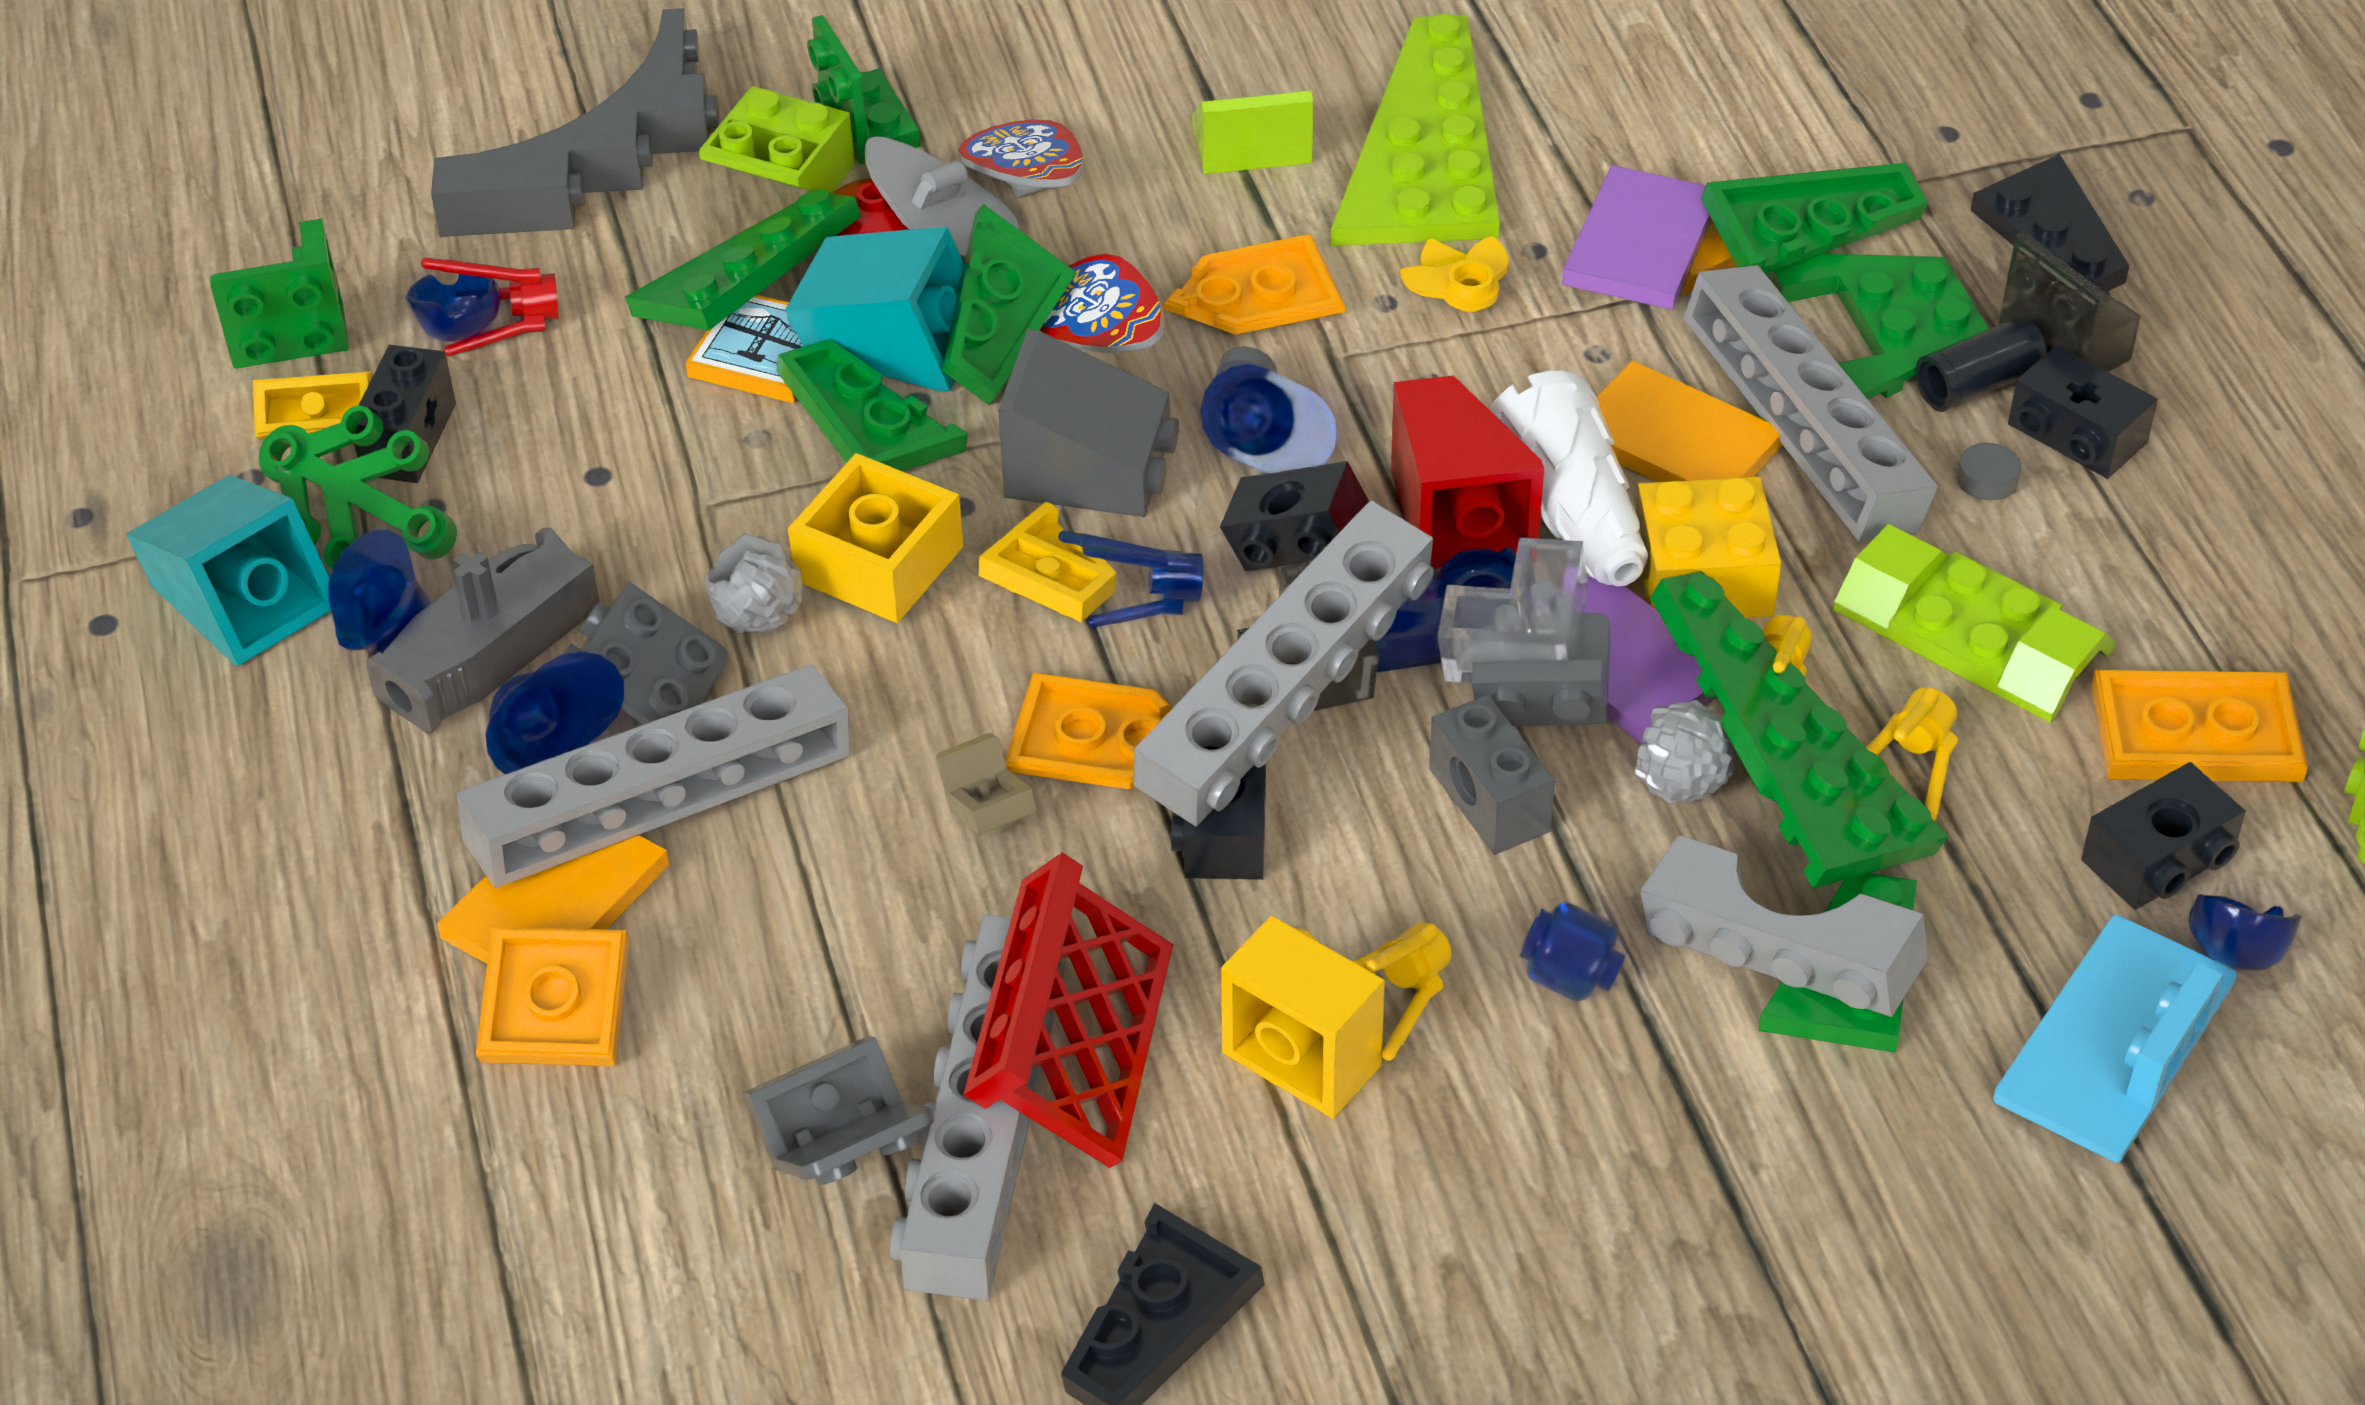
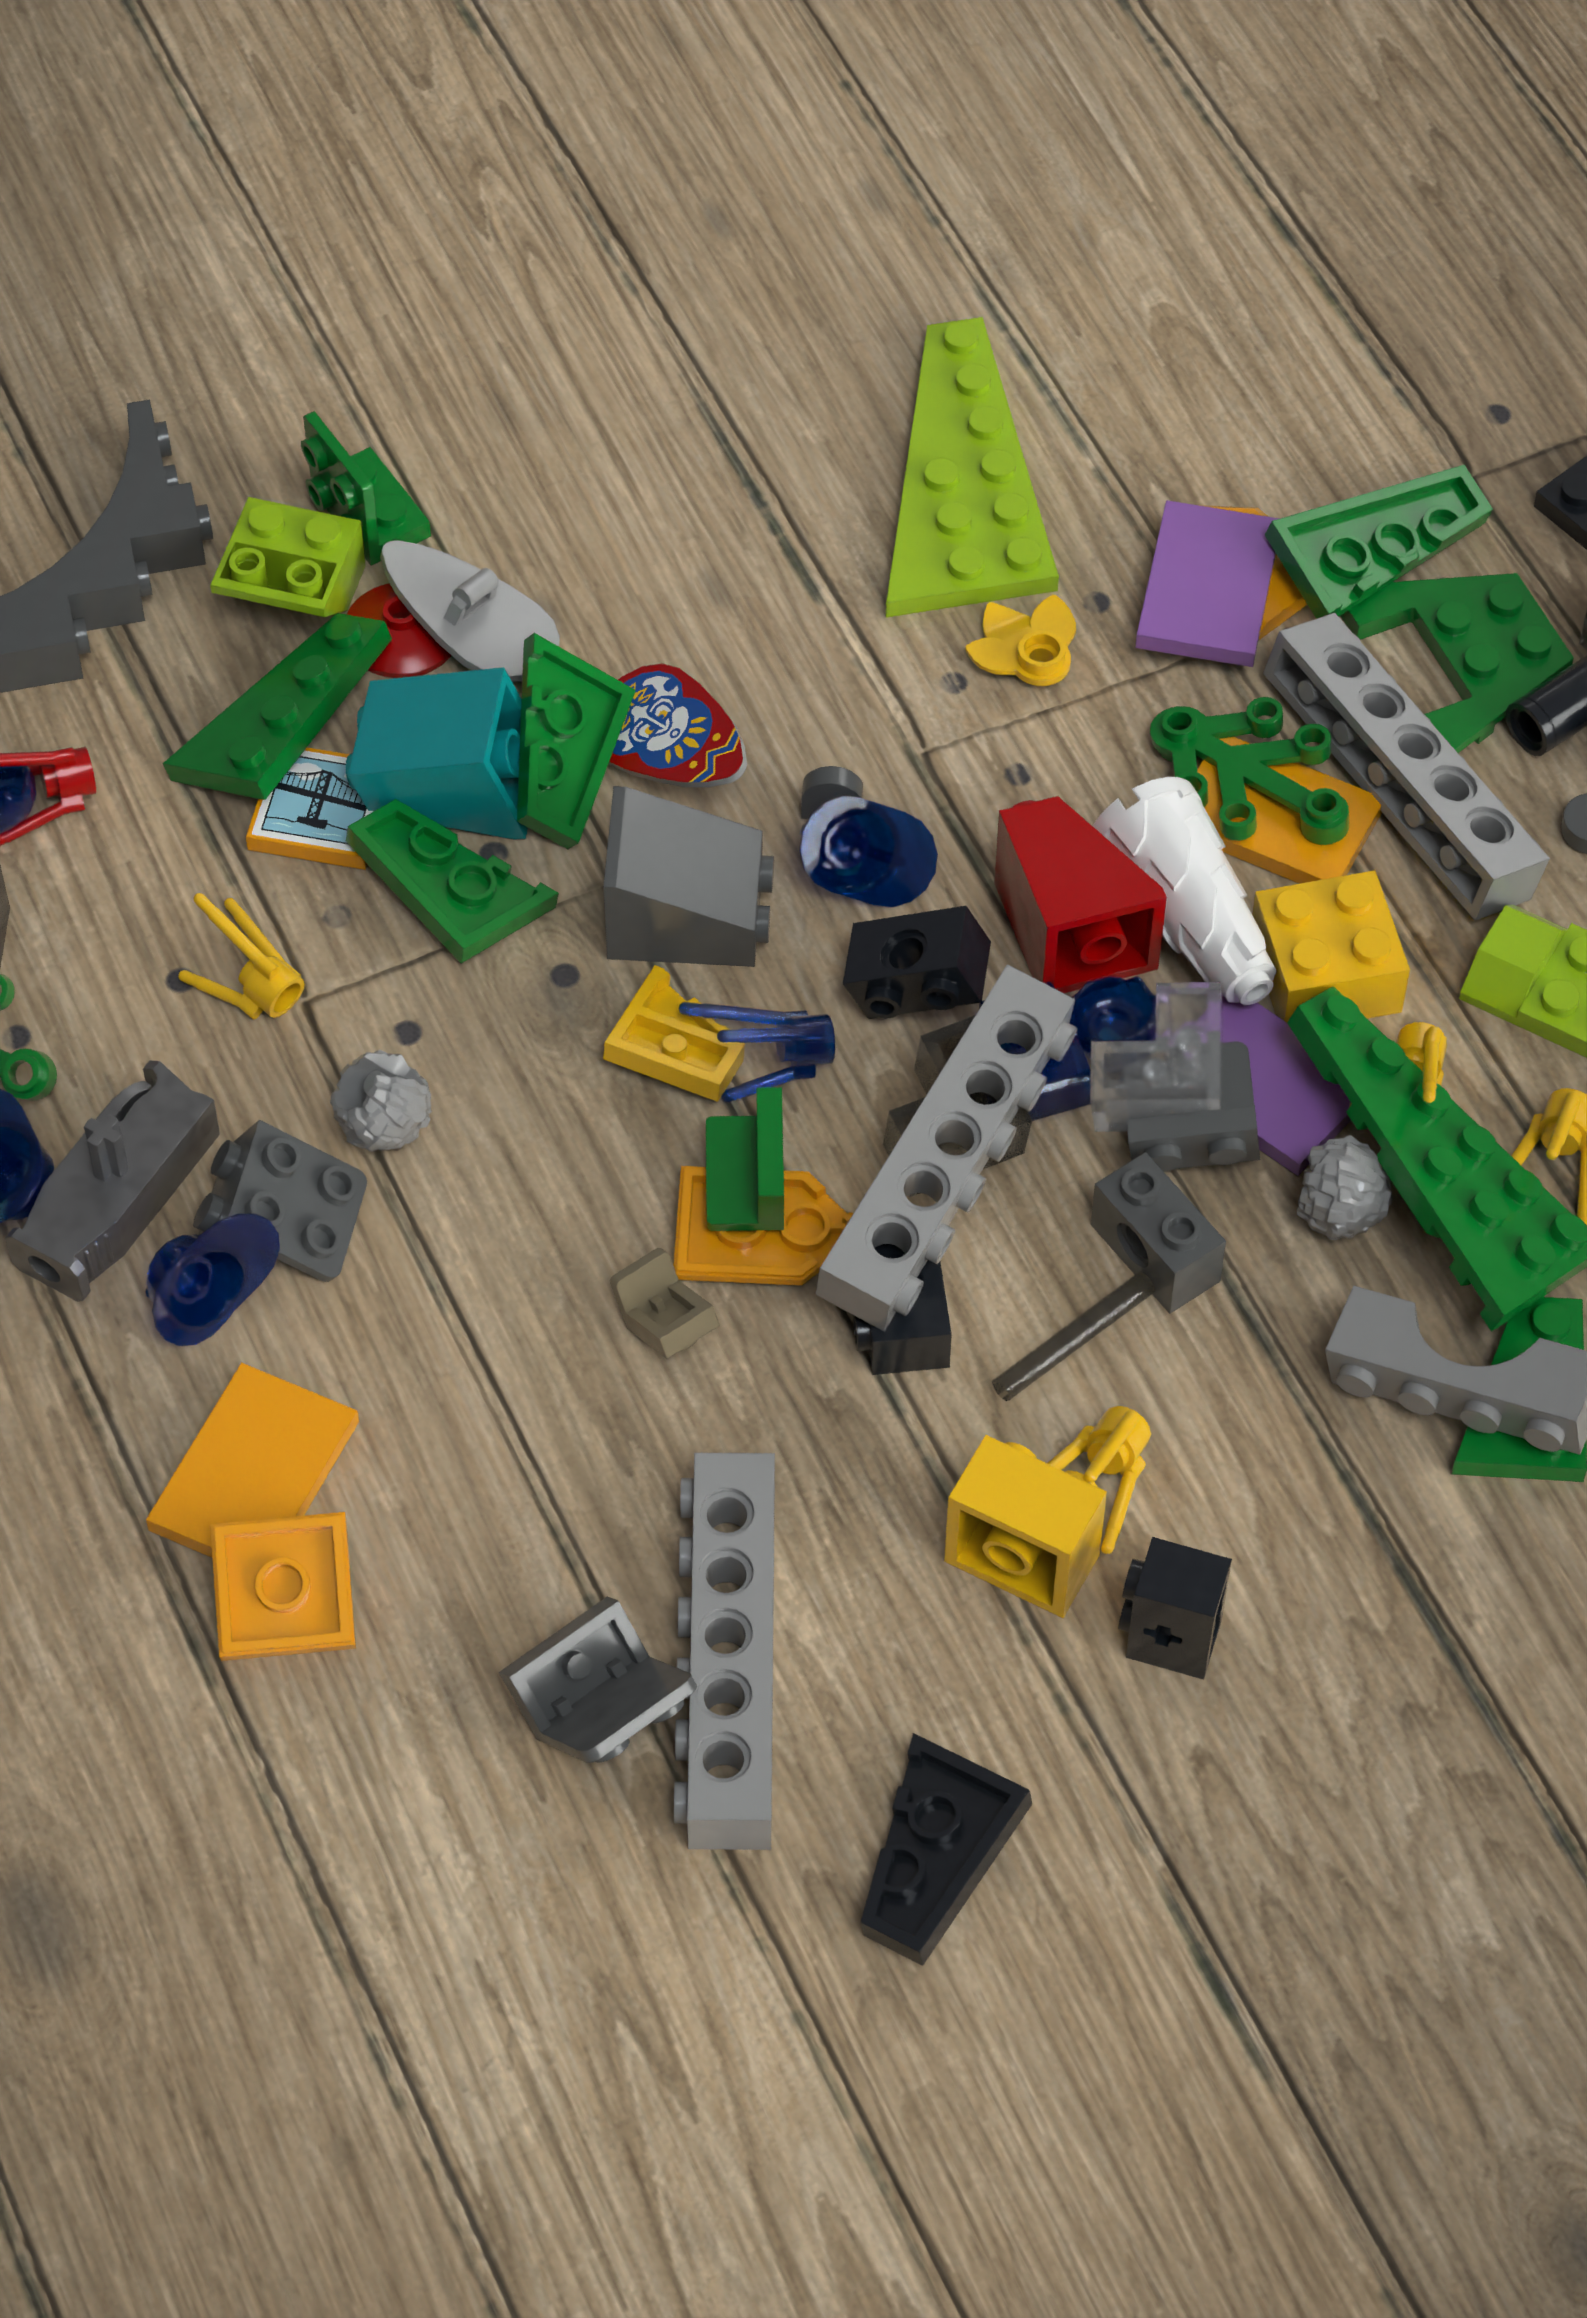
camera: 10 degrees left, 10 degrees up
(653, 775) = (329, 1333): light grey brick -> none
(673, 475) = (267, 978): none -> yellow plant
(876, 537) = (495, 1032): yellow brick -> none
(1021, 996) = (761, 1532): red fence -> none
(1025, 155) = (552, 544): shield -> none
(1095, 675) = (746, 1167): none -> green panel
(1254, 132) = (785, 490): lime slope -> none
(1259, 287) = (823, 680): light orange tile -> none
(1391, 862) = (1073, 1336): none -> clear smoke bar
(1443, 1108) = (1174, 1606): none -> black brick
(1571, 951) = (1265, 1418): clear blue head -> none
(1602, 360) = (1186, 733): none -> green plant

